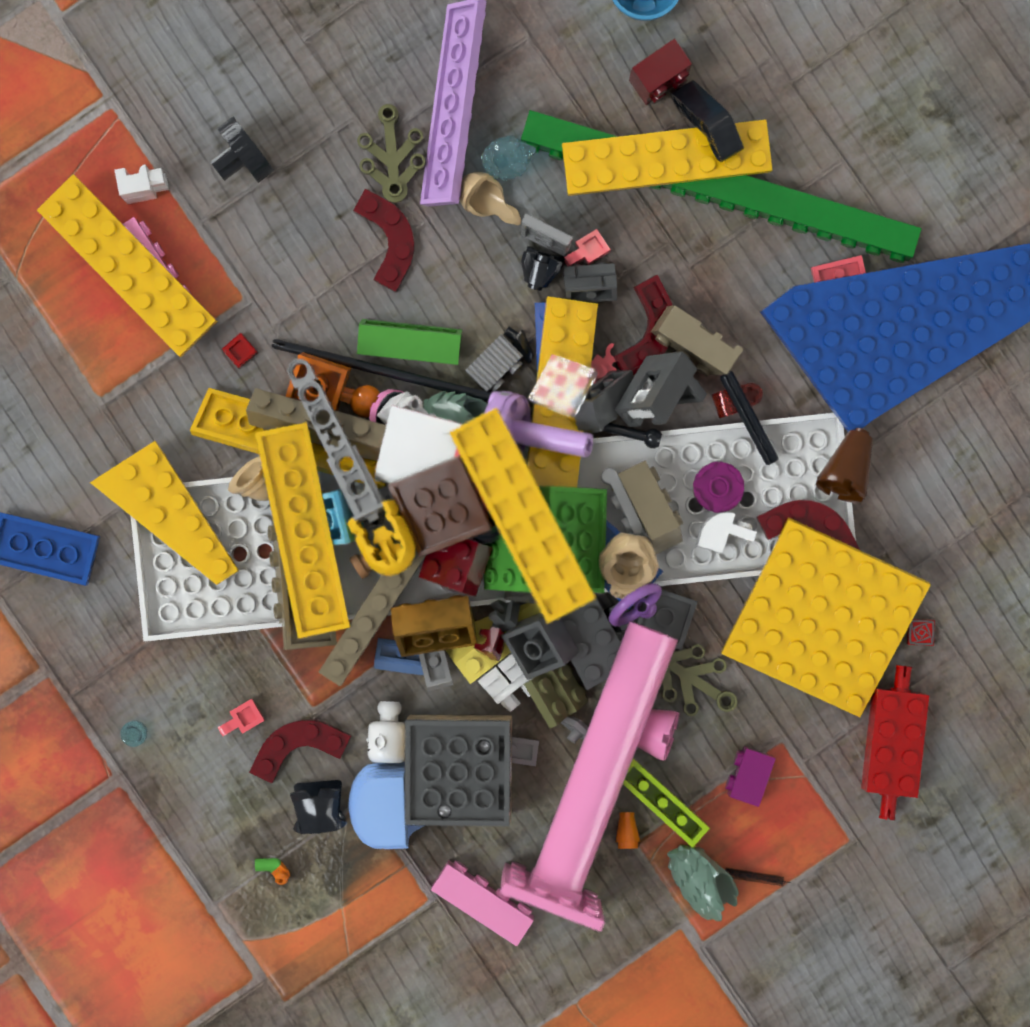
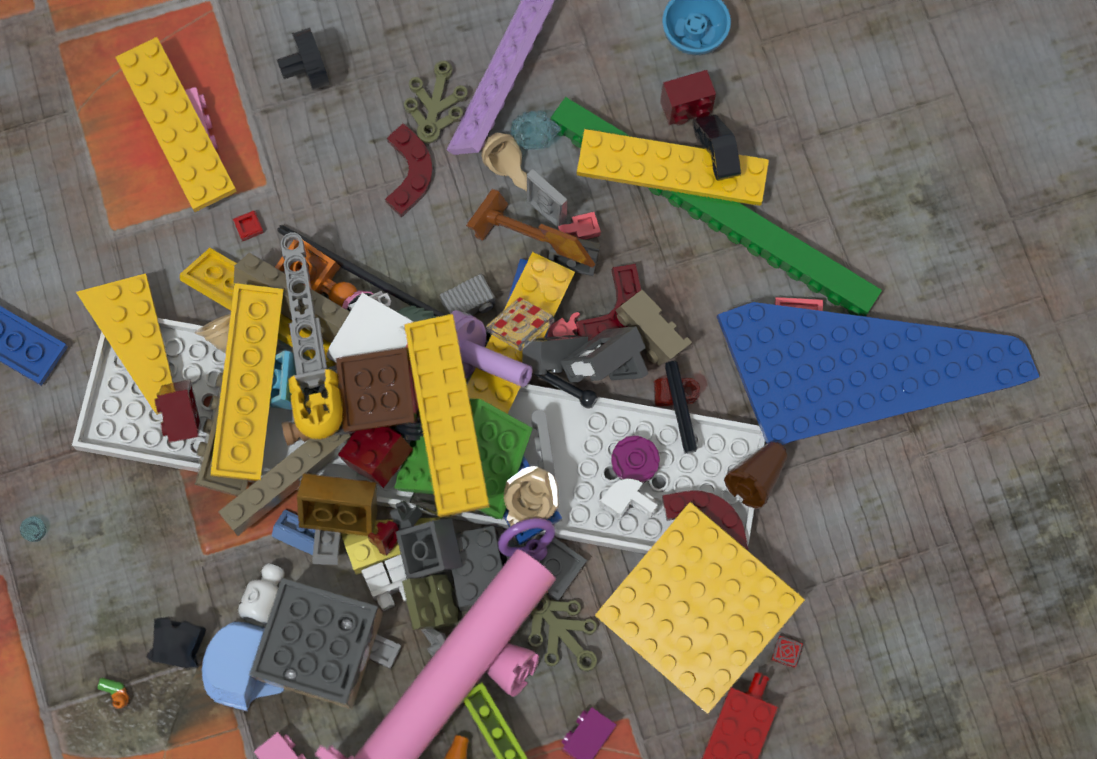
camera: 10 degrees right, 15 degrees down
(140, 186) = (211, 64): white hips -> none
(243, 581) = (179, 411): none -> dark red brick
(244, 717) = (137, 543): coral plate -> none
(294, 735) = (174, 575): dark red plate -> none
(409, 341) = (399, 259): bright green brick -> none
(489, 265) = (491, 214): none -> dark orange piece
(520, 343) = (497, 289): black bar -> none
(540, 268) = (533, 220): black brick -> none
(652, 506) = (568, 457): dark tan wedge -> none

